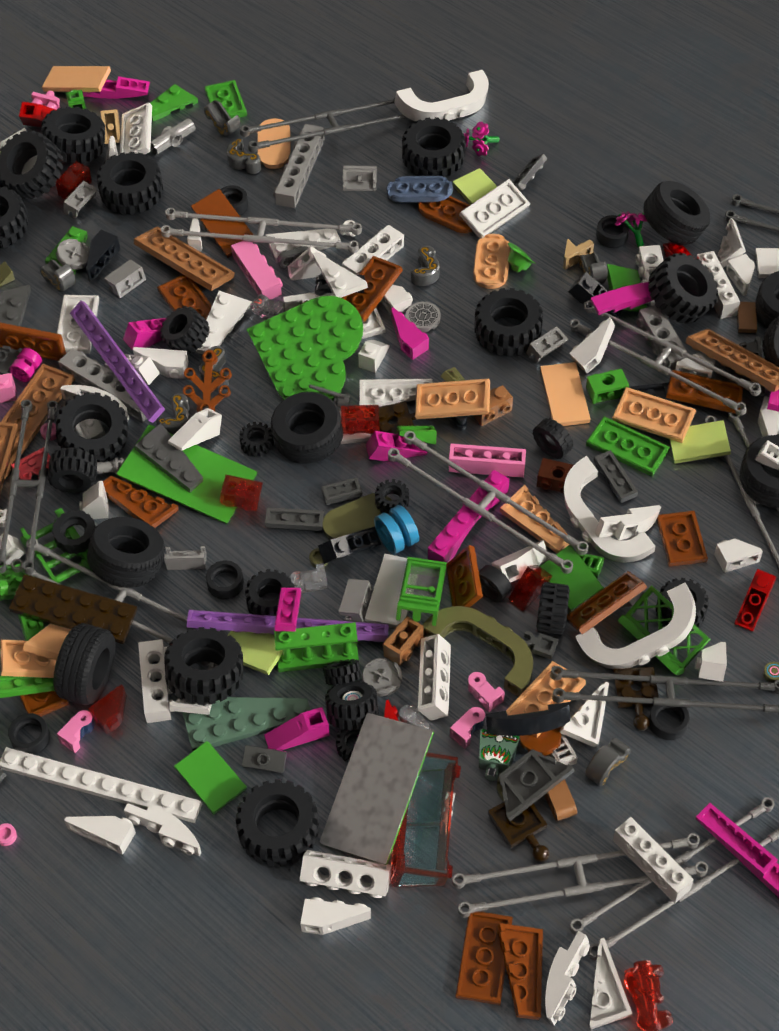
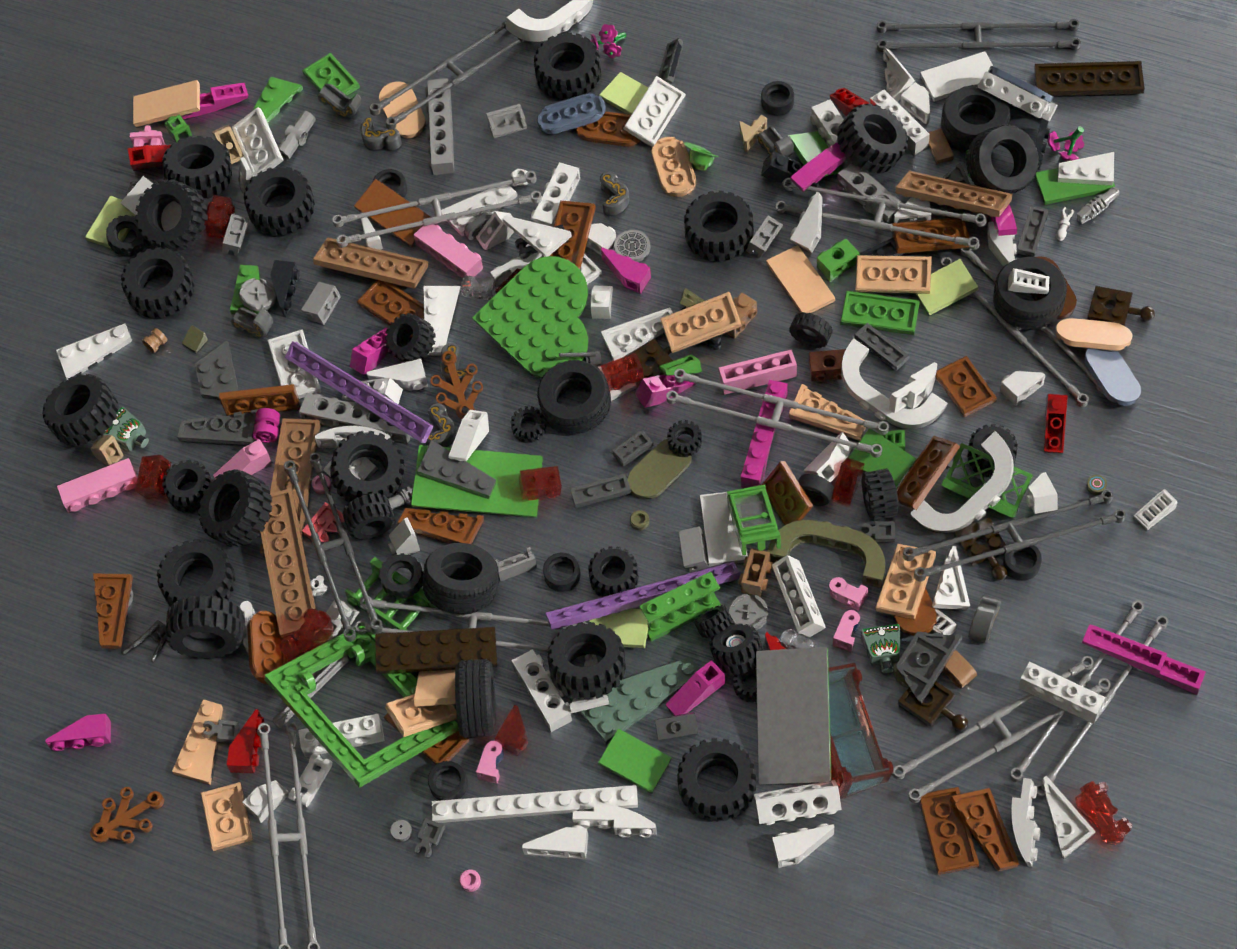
camera: 15 degrees left, 5 degrees up
(288, 609) = (642, 580): dark pink tile -> none
(310, 580) = (643, 544): clear leg -> none
(349, 545) = (664, 498): black slope -> none
(396, 529) = (703, 468): dark azure wheel -> none
(528, 723) = (903, 610): black slope -> none
(632, 221) = (791, 81): plant -> none
(676, 212) = (834, 61): black tyre -> none

